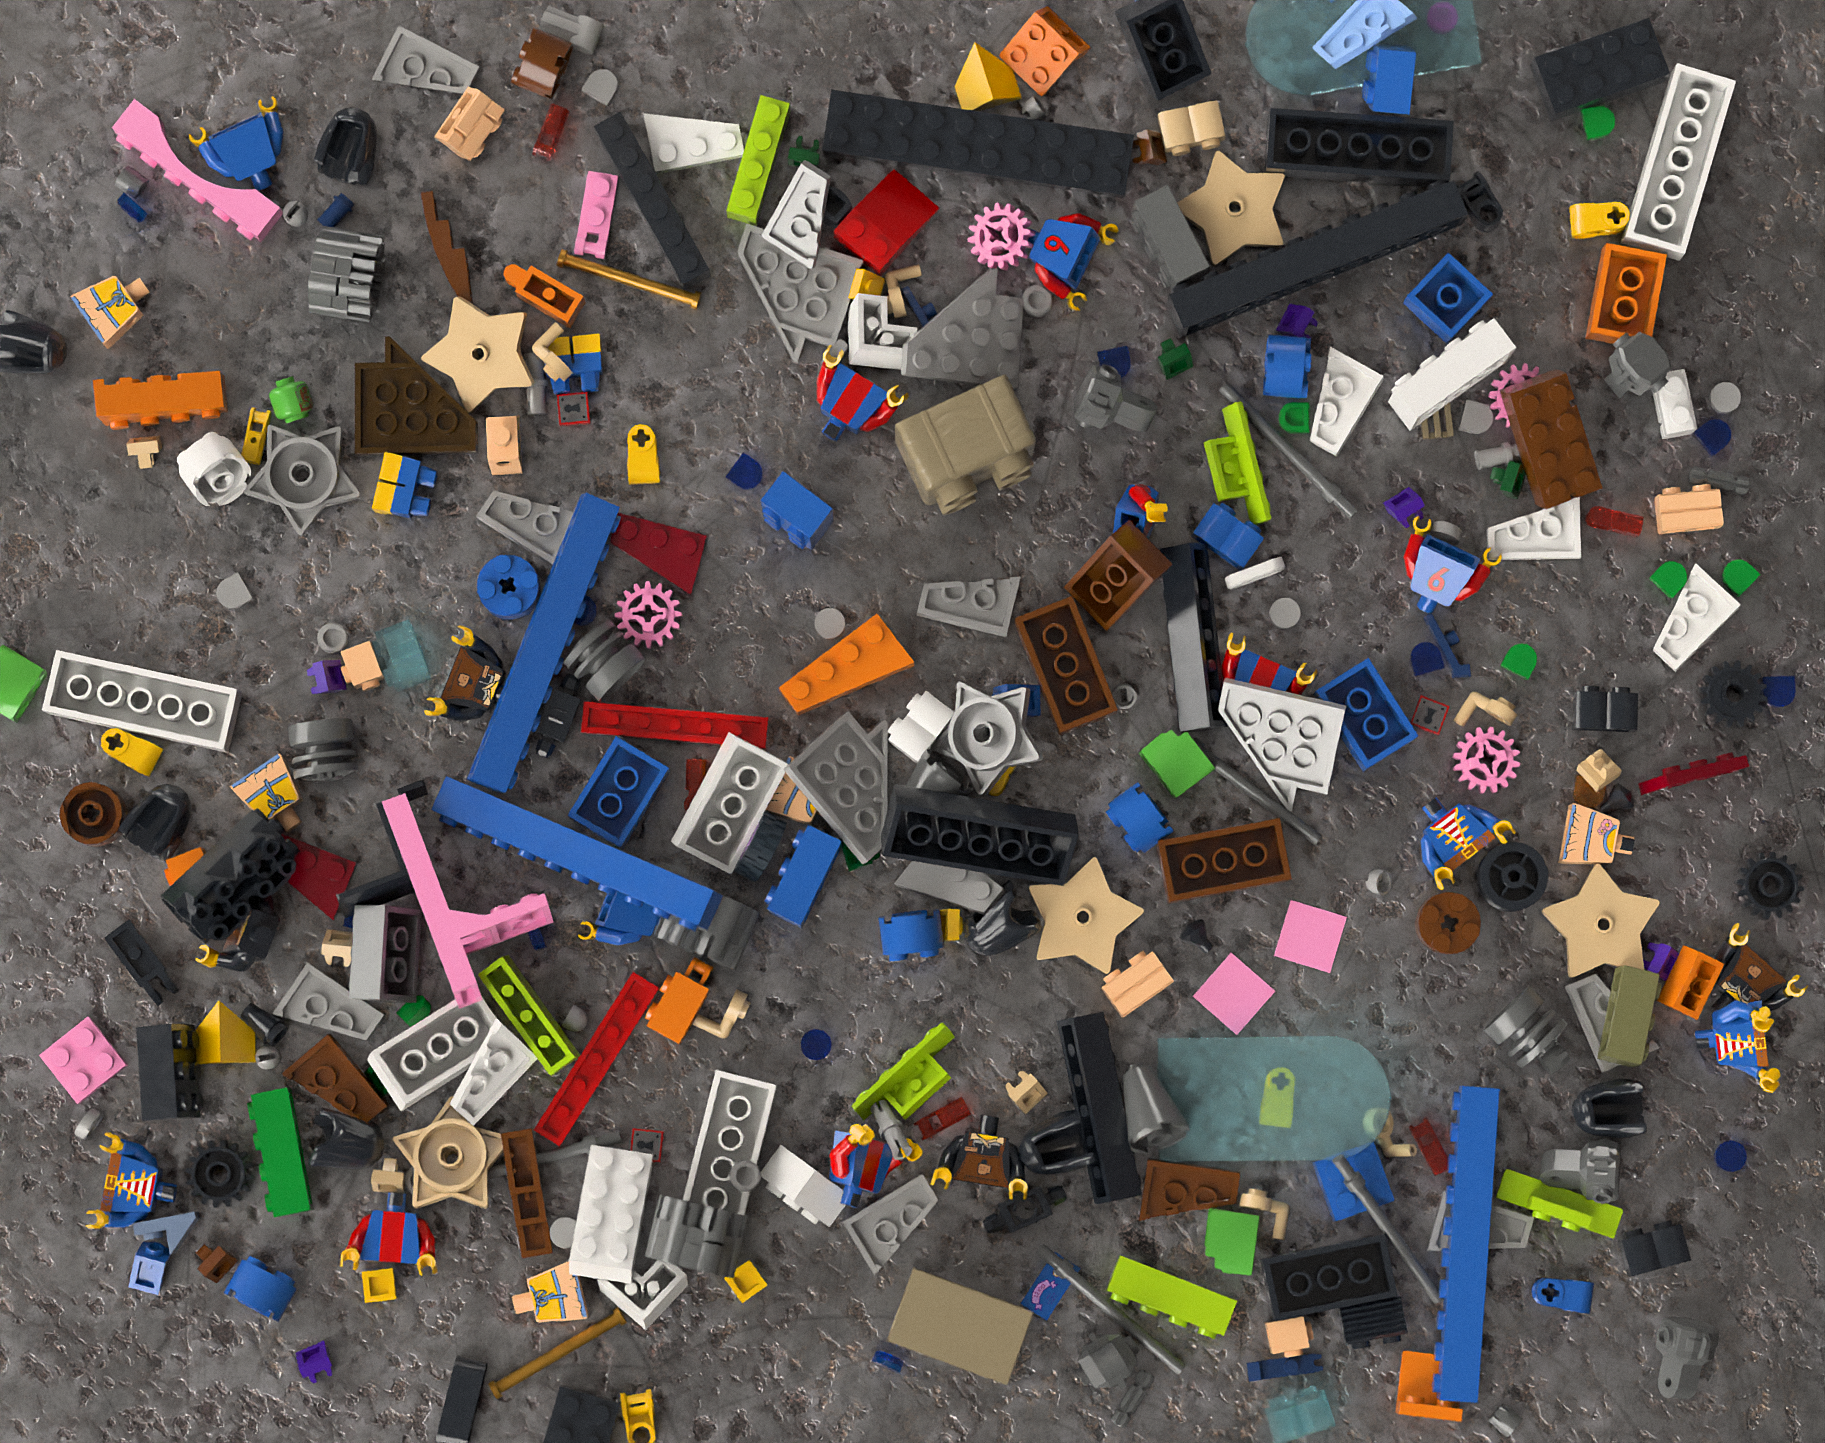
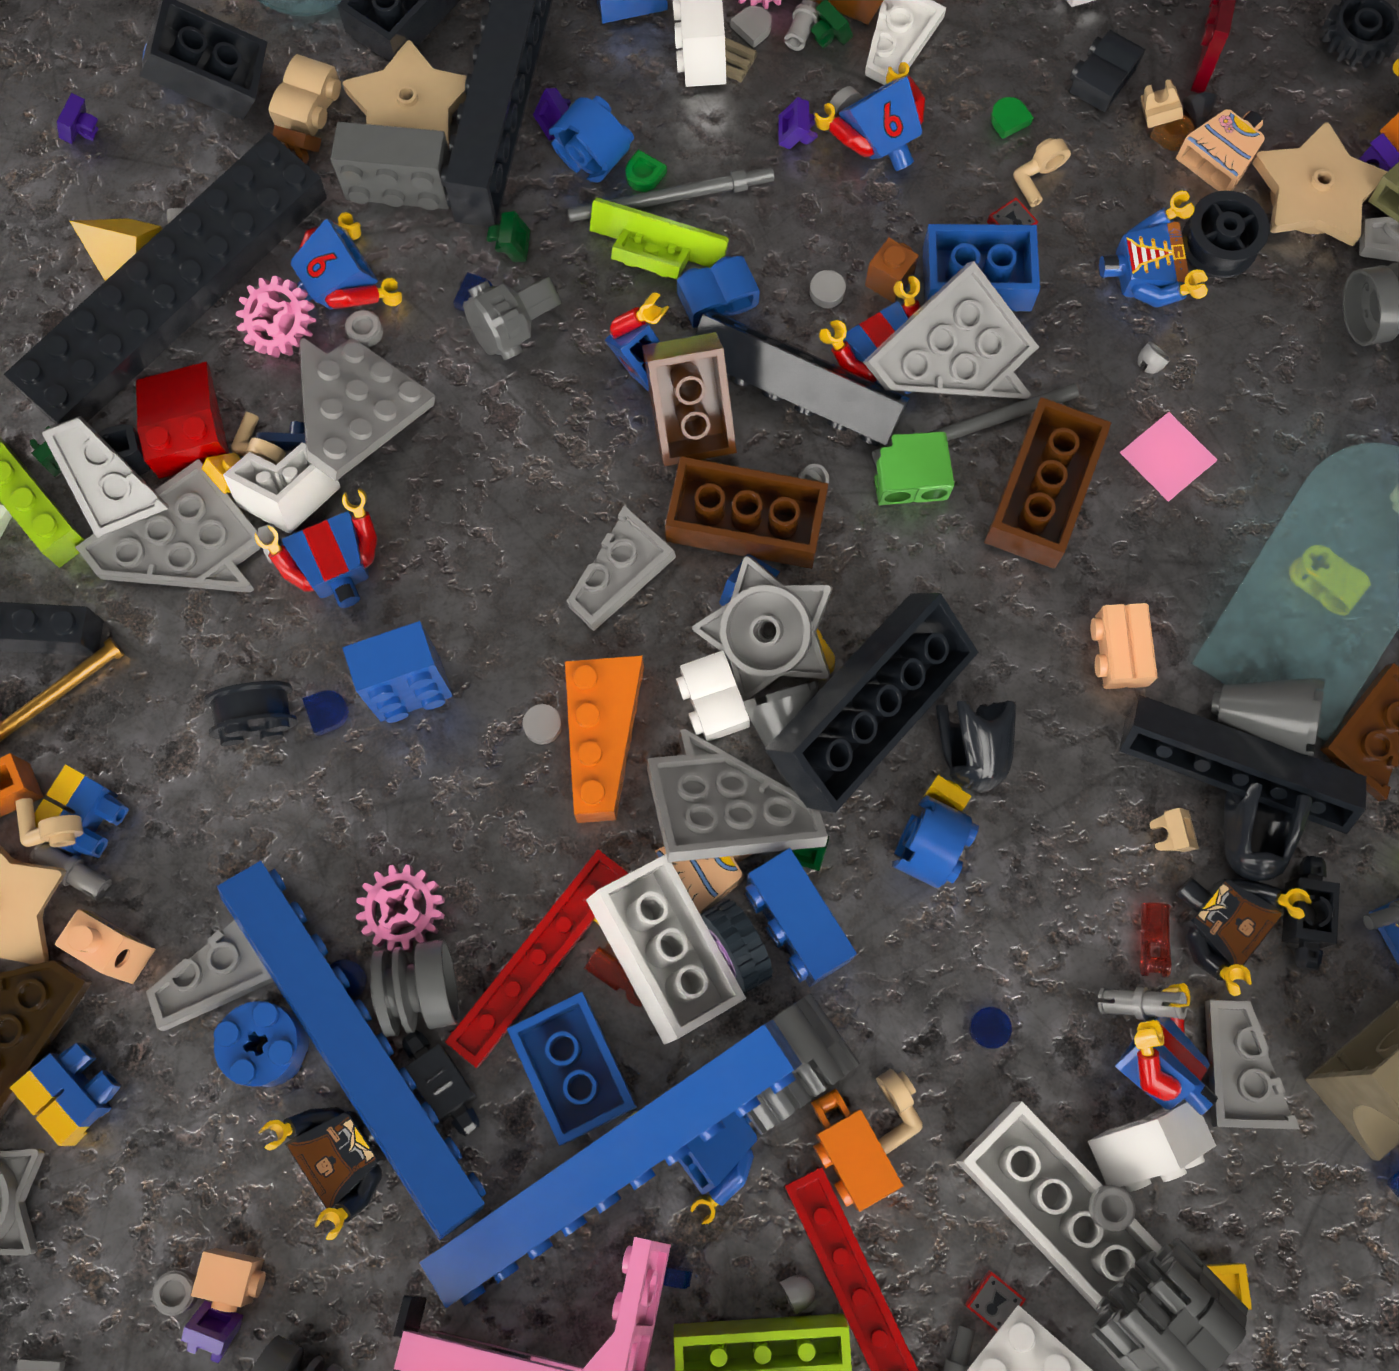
camera: 55 degrees left, 10 degrees down
(402, 656) = (250, 1222): clear light blue brick -> none
(573, 408) = (127, 848): tile -> none
(642, 461) = (232, 806): yellow piece -> none
(662, 548) = (342, 847): dark red wing -> none
(716, 433) = (250, 711): none -> black wheel
(911, 1079) = (1096, 947): lime bracket -> none
(958, 886) = (906, 766): light grey wing -> none
(967, 443) = (452, 453): dark tan brick -> none
(1043, 50) = (132, 179): orange bracket -> none
(1065, 934) = (1038, 635): tan plate -> none
(1139, 818) = (953, 534): blue brick -> none
(1196, 935) = (1104, 558): black rock -> none
(1234, 993) = (1186, 562): bright pink sticker -> none
(1255, 573) = (771, 288): white tile -> none
(1326, 651) = (891, 264): none -> dark orange brick
(1343, 399) = (657, 120): white wing -> none
(1425, 659) = (954, 194): clear blue tile -> none
(1432, 914) = (1237, 316): reddish brown brick -> none
(1444, 643) = (953, 170): dark blue piece -> none
(1489, 774) = (1091, 194): bright pink gear -> none

